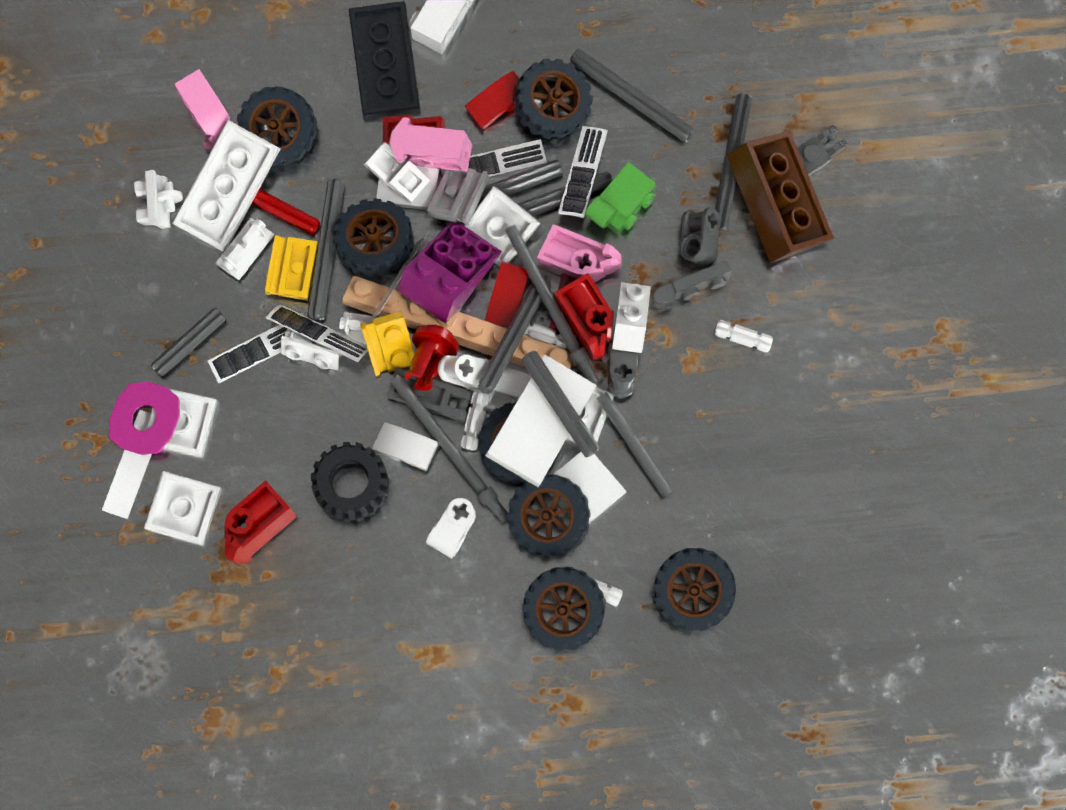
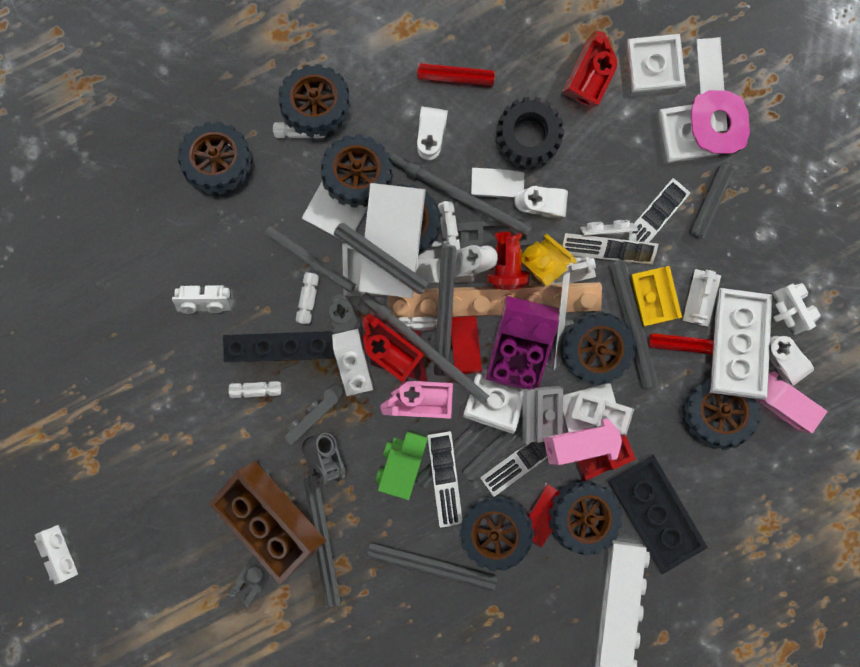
camera: 160 degrees right, 10 degrees up
(186, 152) = (791, 362): none -> white piece
(364, 406) = (546, 201): none -> white piece
(400, 580) = (455, 74): none -> red axle
(448, 59) = (609, 518): none -> black wheel
(653, 407) = (307, 298): none -> white axle
(701, 365) = (278, 346): none -> black brick
(754, 443) = (189, 300): none -> white hinge
(1010, 238) = (60, 563): none -> white hinge

